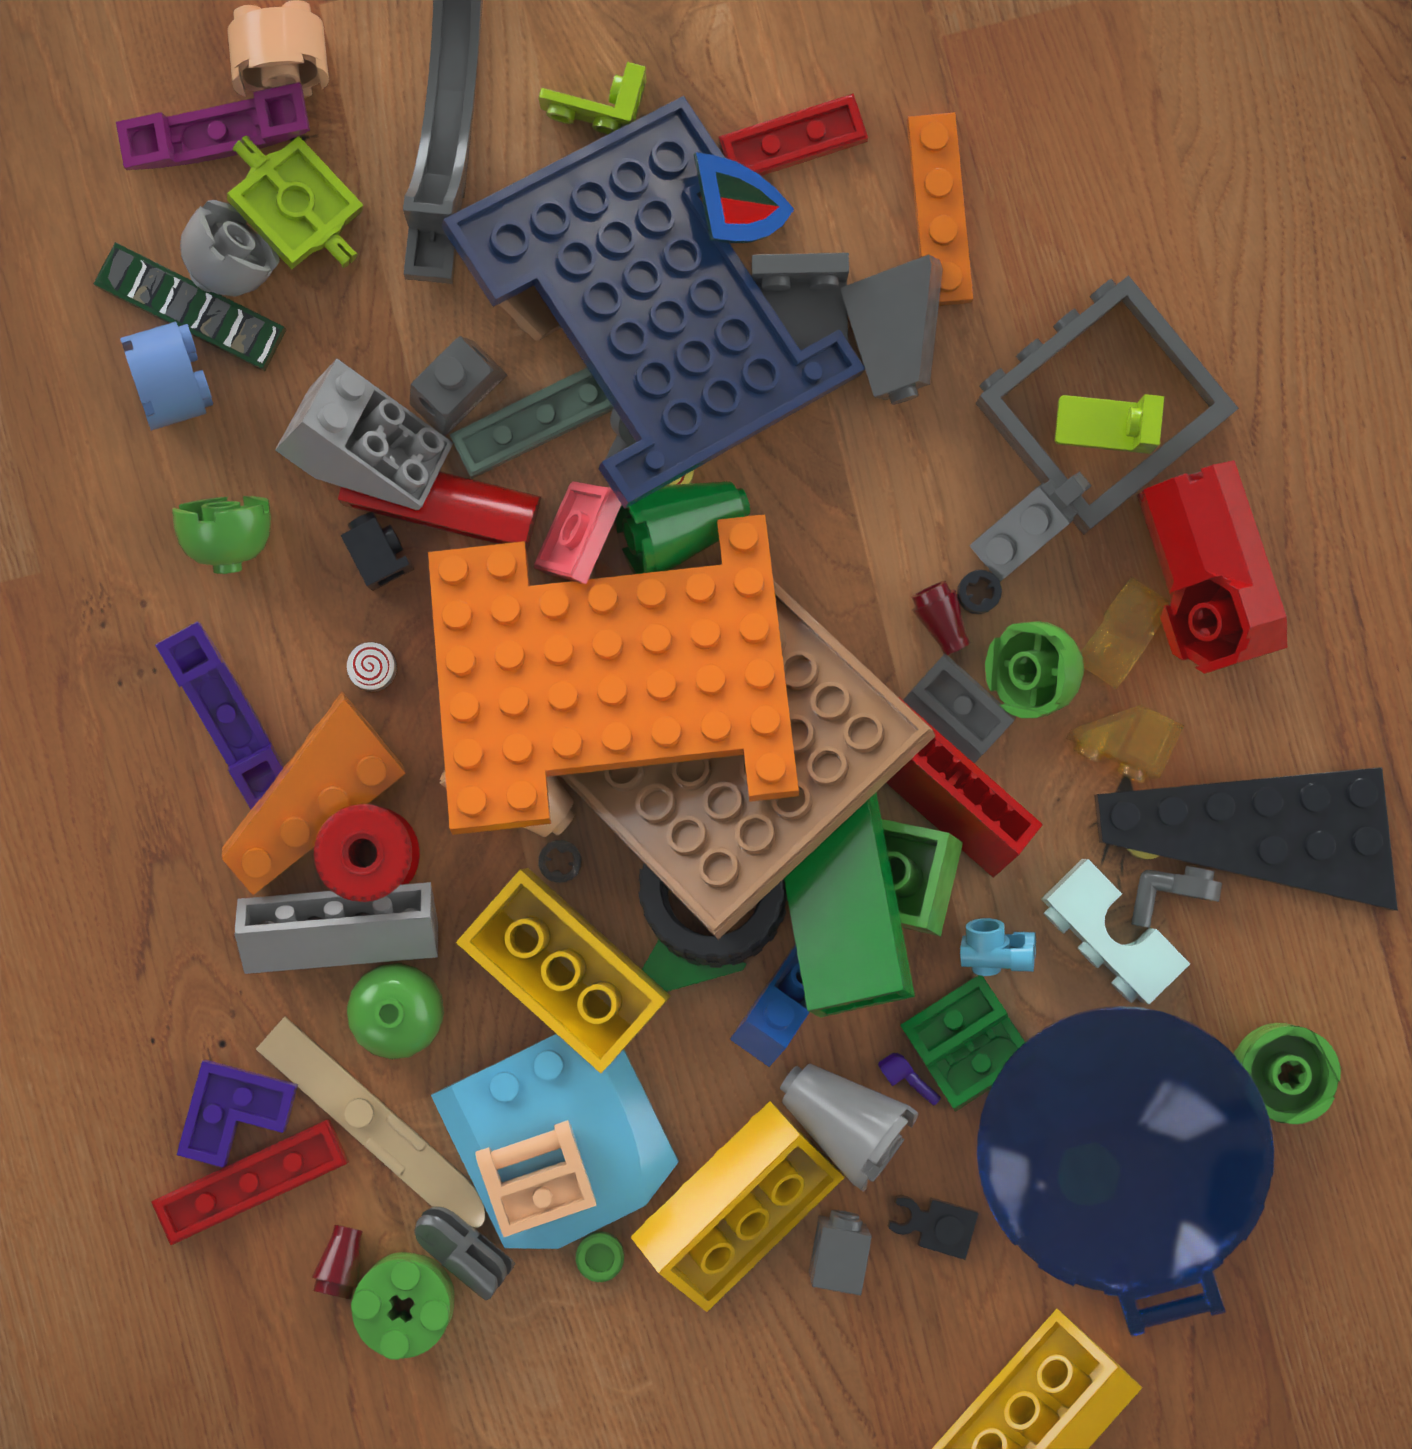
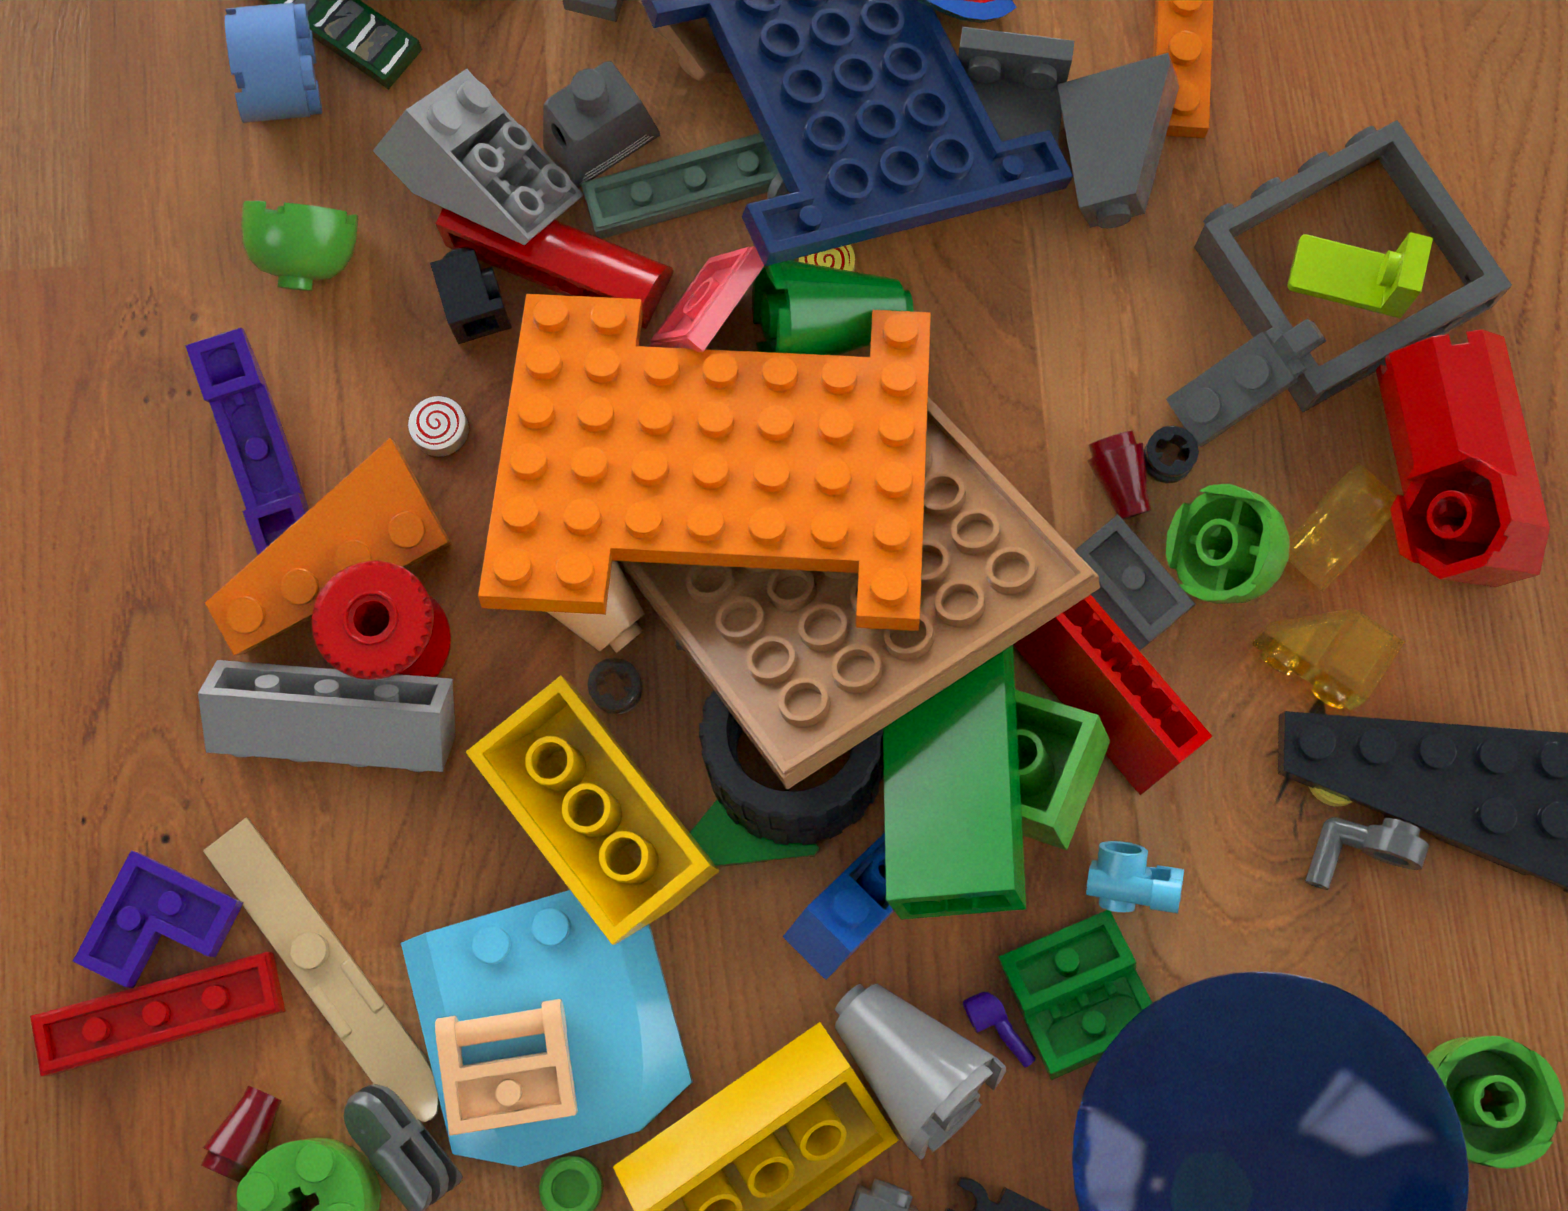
camera: 15 degrees right, 10 degrees down
(395, 1011) = (379, 832): bright green cylinder -> none
(1081, 905) = (1308, 935): light aqua arch -> none

